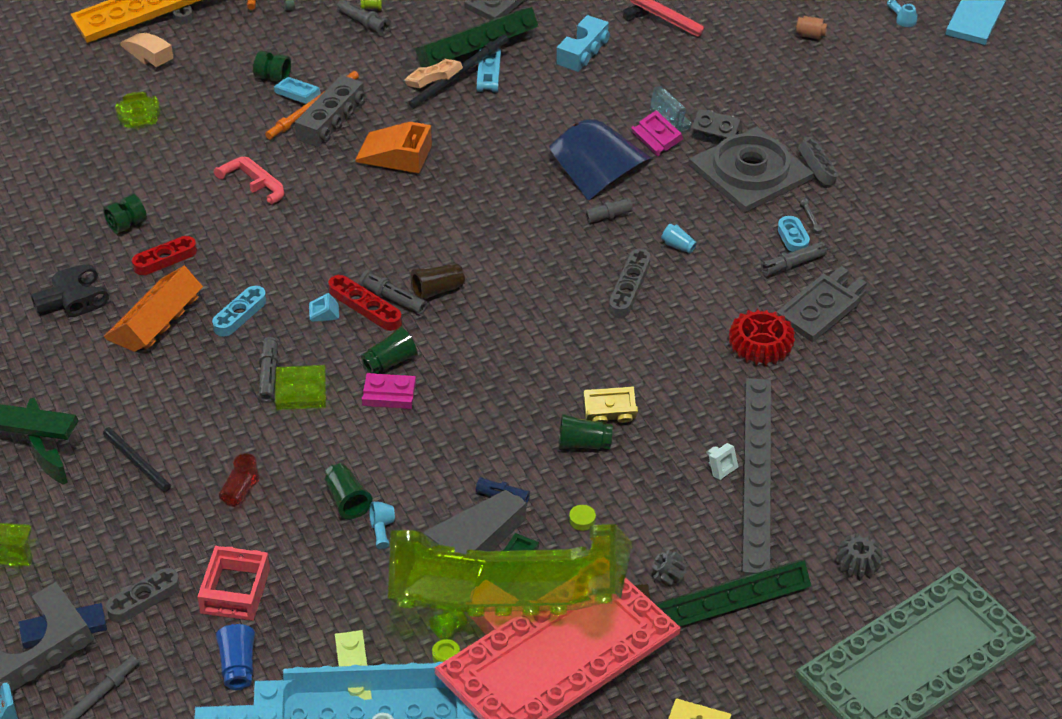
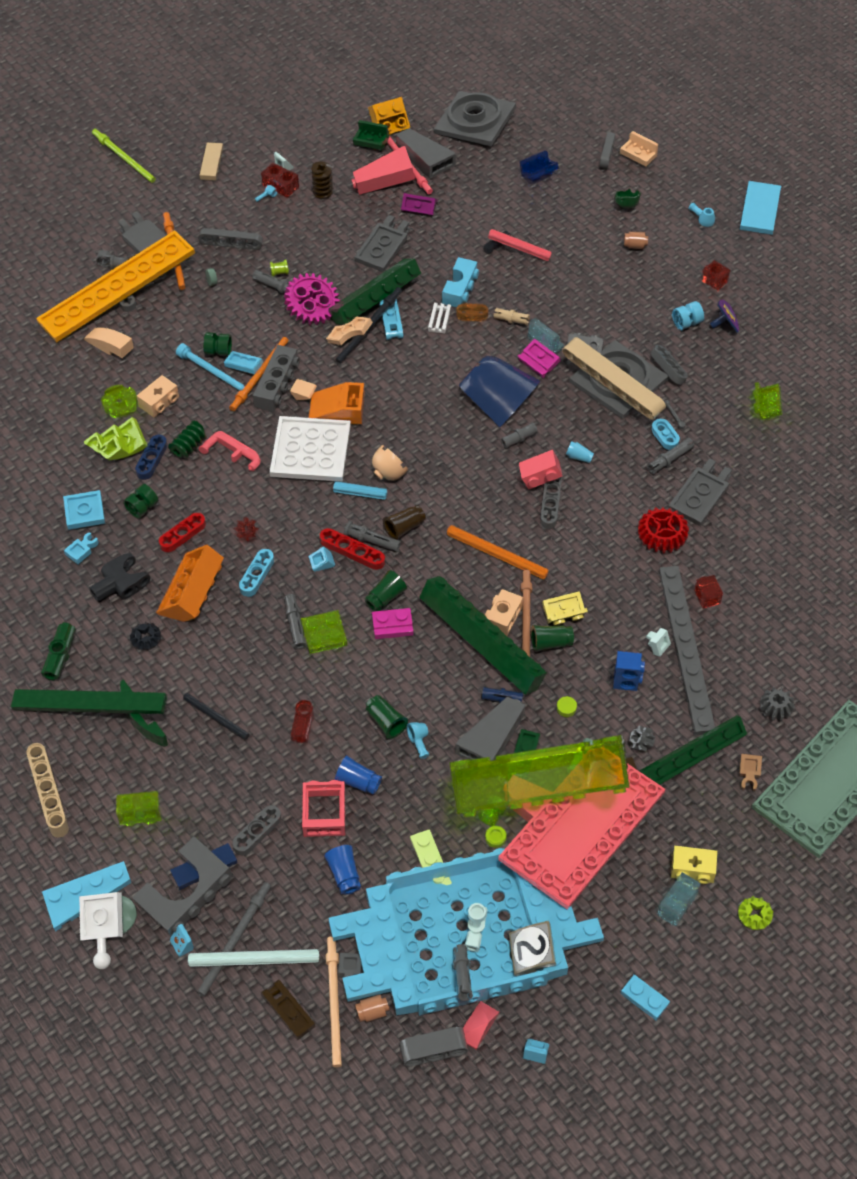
camera: 10 degrees left, 10 degrees up
(36, 255) = (81, 549): none -> medium azure plate
(55, 214) = (84, 509): none -> medium azure plate
(81, 365) = (148, 641): none -> black gear
(122, 149) = (118, 441): none -> lime slope
(145, 182) = (151, 450): none -> dark blue beam
(183, 110) = (157, 396): none -> light nougat brick
(203, 159) = (188, 440): none -> dark green piece
(232, 71) = (184, 351): none -> medium azure piece
(247, 261) = (241, 528): none -> clear red gear
(288, 551) = (358, 776): none -> blue plant
(348, 189) = (310, 448): none -> white plate
(358, 127) = (302, 390): none -> light nougat slope
(394, 241) = (360, 490): none -> medium azure axle
(397, 34) = (311, 298): none -> dark pink gear
(435, 217) = (387, 464): none -> light nougat cylinder
(497, 418) = (483, 635): none -> dark green brick
(531, 398) = (507, 603): none -> light nougat brick
(541, 73) = (441, 308): none -> white tile
(545, 332) = (497, 551): none -> orange axle
(568, 377) = (526, 589): none -> nougat bar
(589, 76) = (472, 312): none -> clear orange beam
(622, 247) = (540, 469): none -> coral brick
(634, 85) = (511, 316): none -> tan pin
(670, 484) = (628, 671): none -> blue brick
(741, 161) = (614, 378): none -> tan beam
(801, 414) = (708, 591): none -> clear red brick
(804, 627) = (750, 767): none -> medium nougat plate
(851, 112) = (688, 315): none -> medium azure wheel
(902, 75) = (715, 275): none -> clear red brick
(905, 116) = (725, 313): none -> shield
(933, 216) = (768, 401): none -> clear neon green bracket

